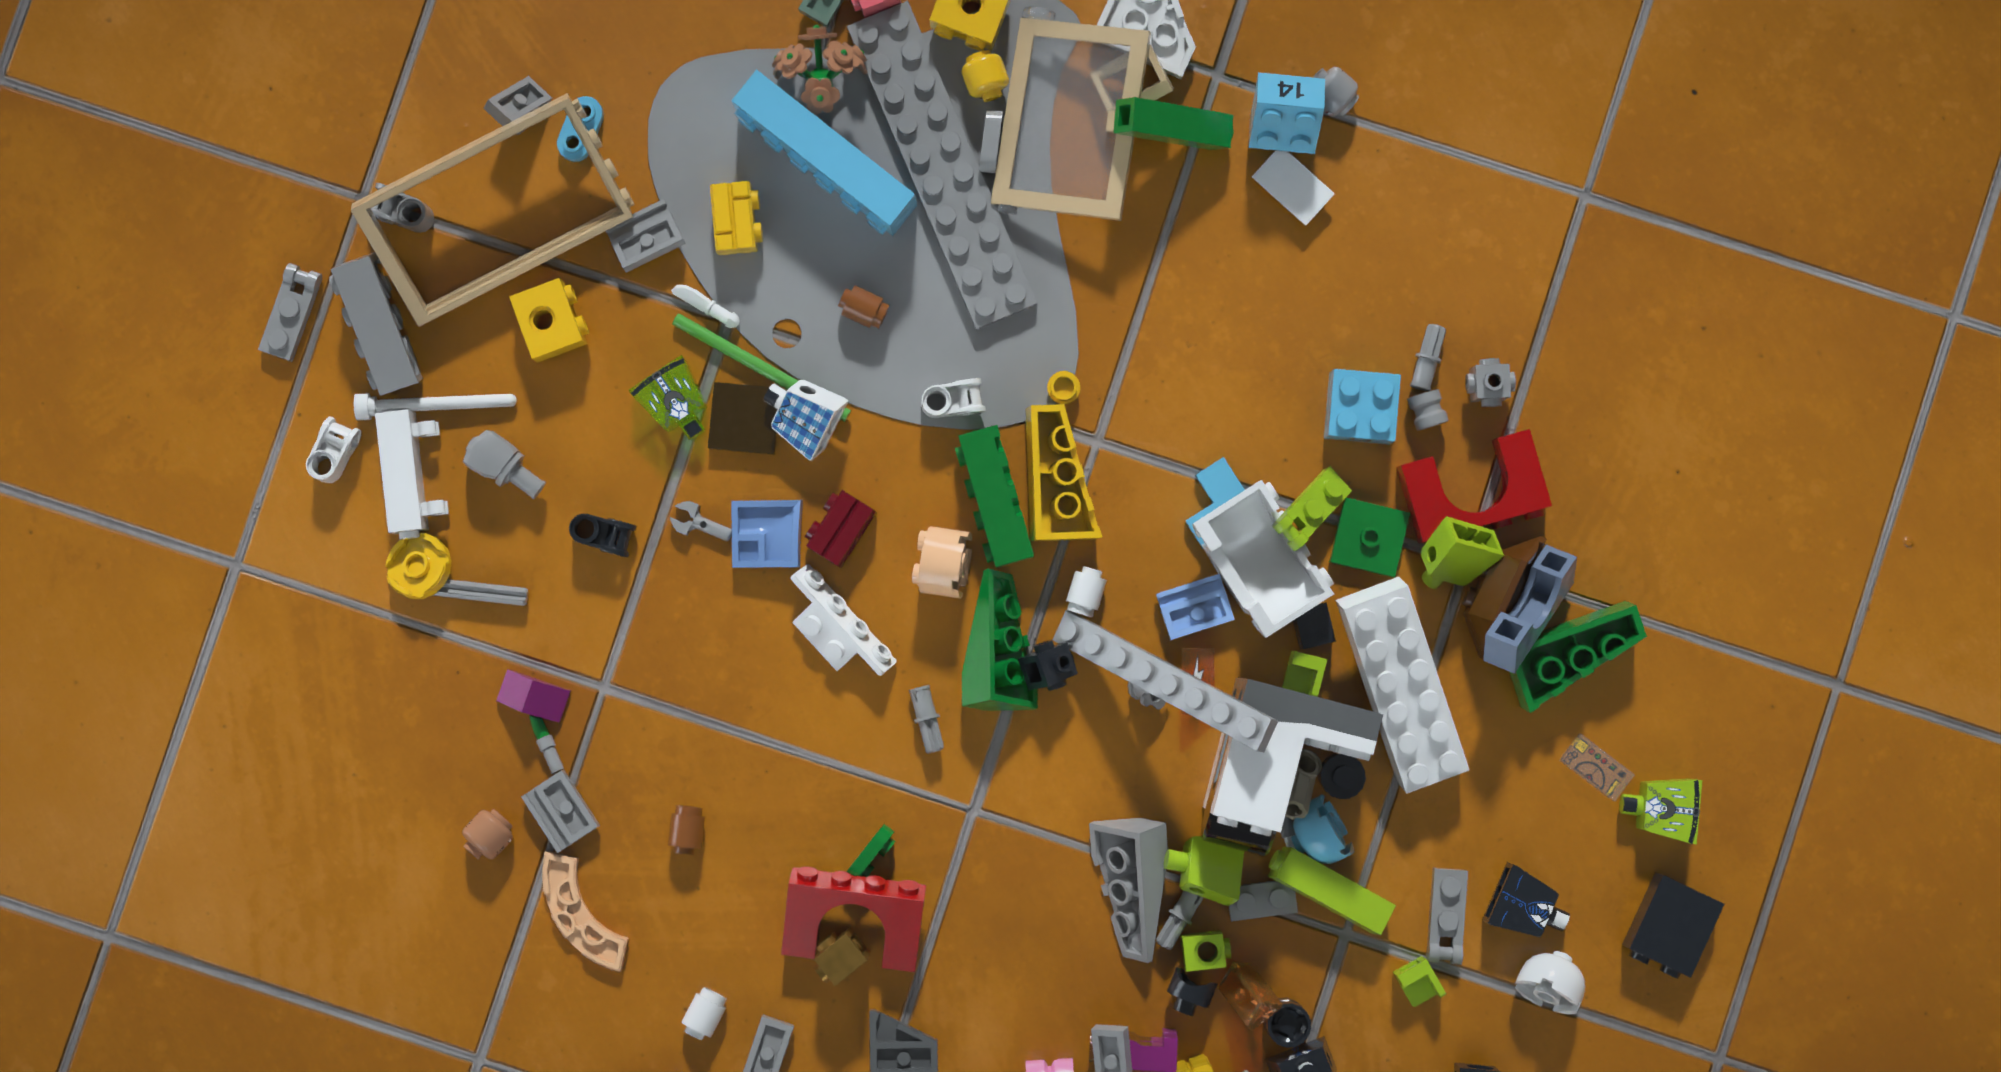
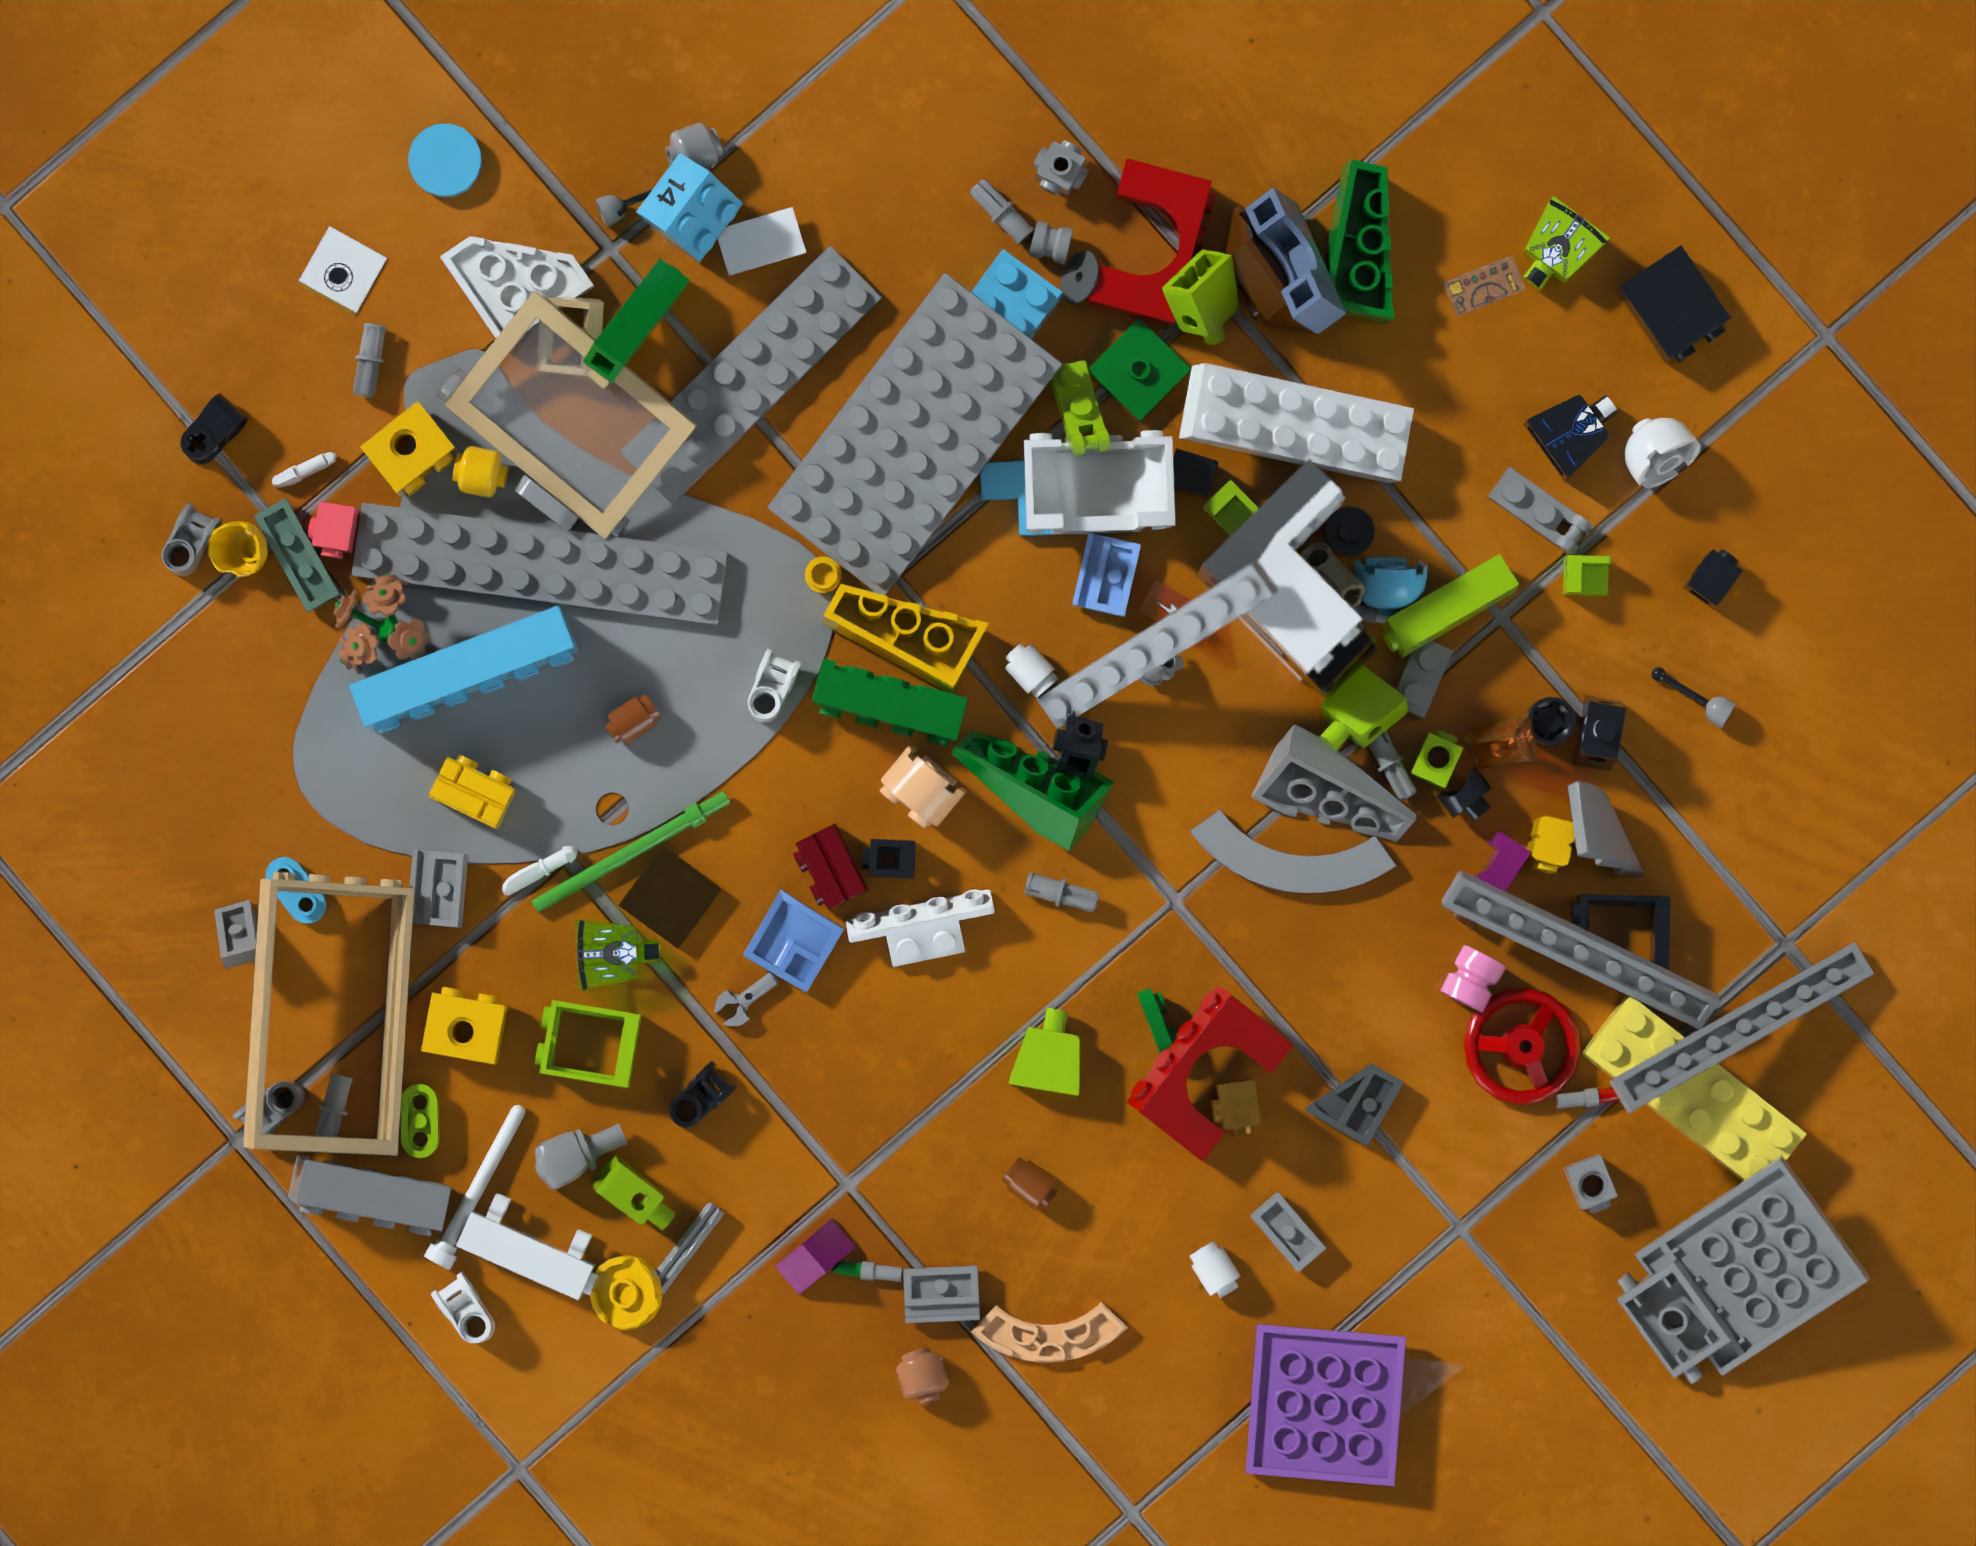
camera: 60 degrees left, 0 degrees up
(290, 313) = (307, 1274): light grey plate -> none
(430, 256) = (333, 1106): none -> light grey axle
(458, 327) = (417, 1120): none -> lime plate
(499, 511) = (619, 1184): none -> lime torso
(604, 456) = (627, 1051): none -> lime window
(792, 785) = (1049, 1057): none -> lime torso
(805, 415) = (703, 835): torso -> none
(874, 584) = (904, 853): none -> black brick
(1048, 885) = (1290, 871): none -> light grey tile
(1198, 246) = (765, 365): none -> light grey plate
(1215, 393) = (914, 435): none -> light grey plate
(1250, 57) = (613, 208): none -> light grey hinge
(1414, 448) = (1079, 277): none -> dark grey piece

